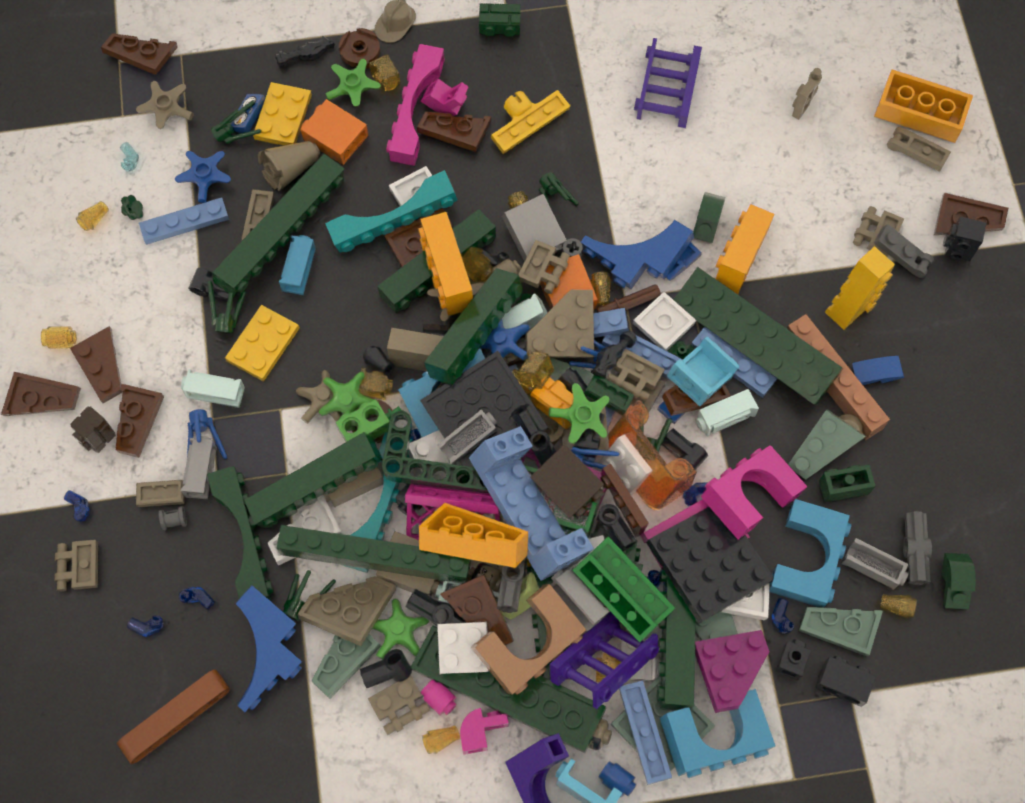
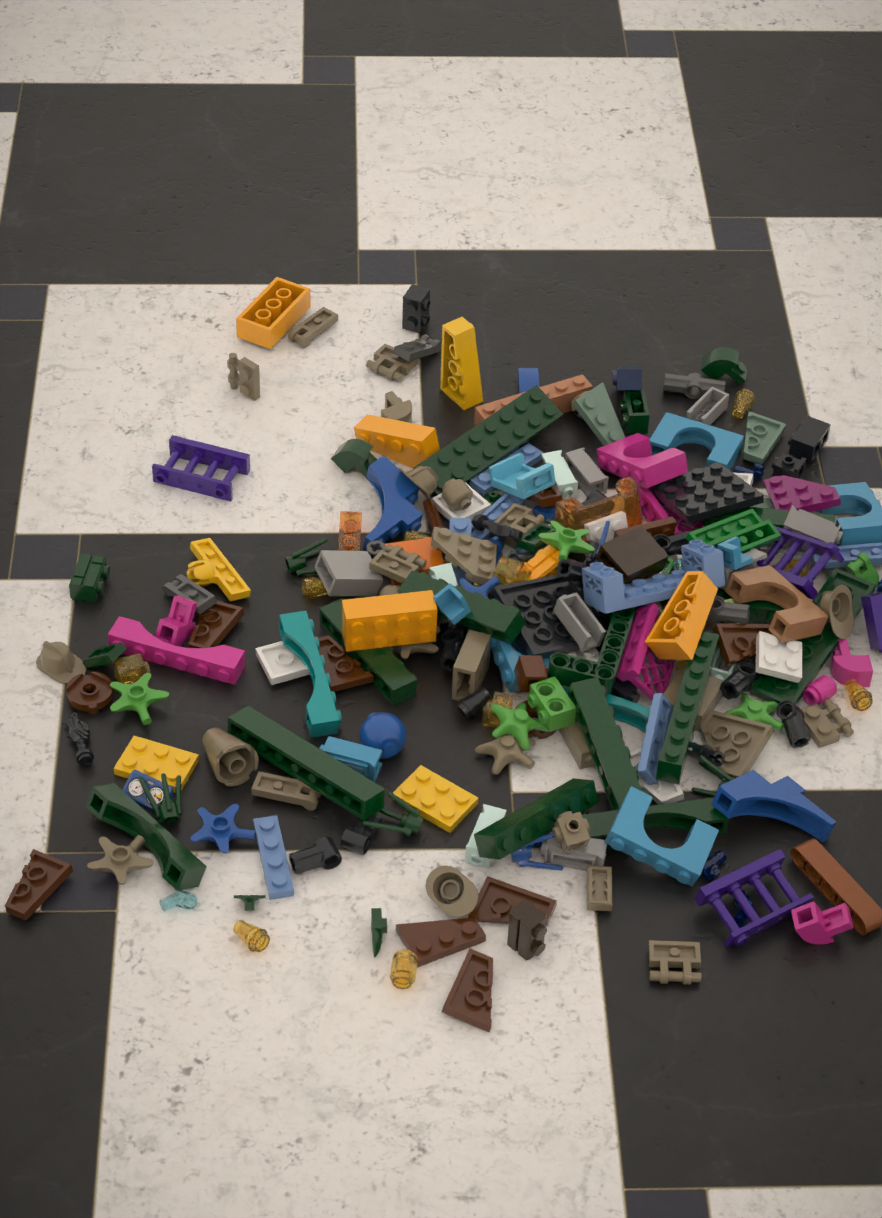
camera: 85 degrees left, 25 degrees down
(80, 503) = (603, 958): clear blue arm -> none
(101, 310) = (378, 927): none -> dark green plate
(120, 697) = (820, 926): none -> dark pink brick
(141, 365) = (451, 891): none -> dark tan piece
(159, 146) = (176, 862): none -> dark green arch
(168, 628) = (751, 875): none -> dark purple fence
(172, 518) = (628, 877): dark grey bush -> none
(182, 255) = (322, 853): none -> black piece
(186, 563) = (629, 836): none -> dark azure arch
(194, 454) = (571, 831): none -> dark tan brick
(219, 425) = (534, 818): none -> dark green brick
(325, 286) = (383, 732): none -> blue brick
(328, 580) = (706, 751): none -> black pin
(334, 131) = (192, 716): orange brick -> none
(341, 524) = (654, 737): none -> medium blue plate
(342, 663) = (787, 759): sand green wing -> none
(397, 47) = (104, 655): none -> dark green plate
(397, 399) = (529, 671): none -> reddish brown brick
(459, 313) = (452, 604): none -> dark azure panel
(488, 101) = (188, 589): none -> dark grey plate
(528, 707) = (838, 607): none -> dark tan piece
(578, 585) = (732, 554): none -> dark azure panel
(597, 225) = (350, 531): none -> clear orange plate
(621, 743) = (867, 572): none -> bright green plate
(656, 676) = (812, 526): none -> light grey window
(662, 311) = (457, 494): none -> dark tan head
(670, 270) = (424, 478): none -> dark tan piece
(738, 439) = (586, 472): none -> light grey window
(787, 248) = (396, 408): none -> dark tan brick
(893, 468) = (627, 377): none -> dark blue brick
(956, 206) = (387, 310): reddish brown wing -> none

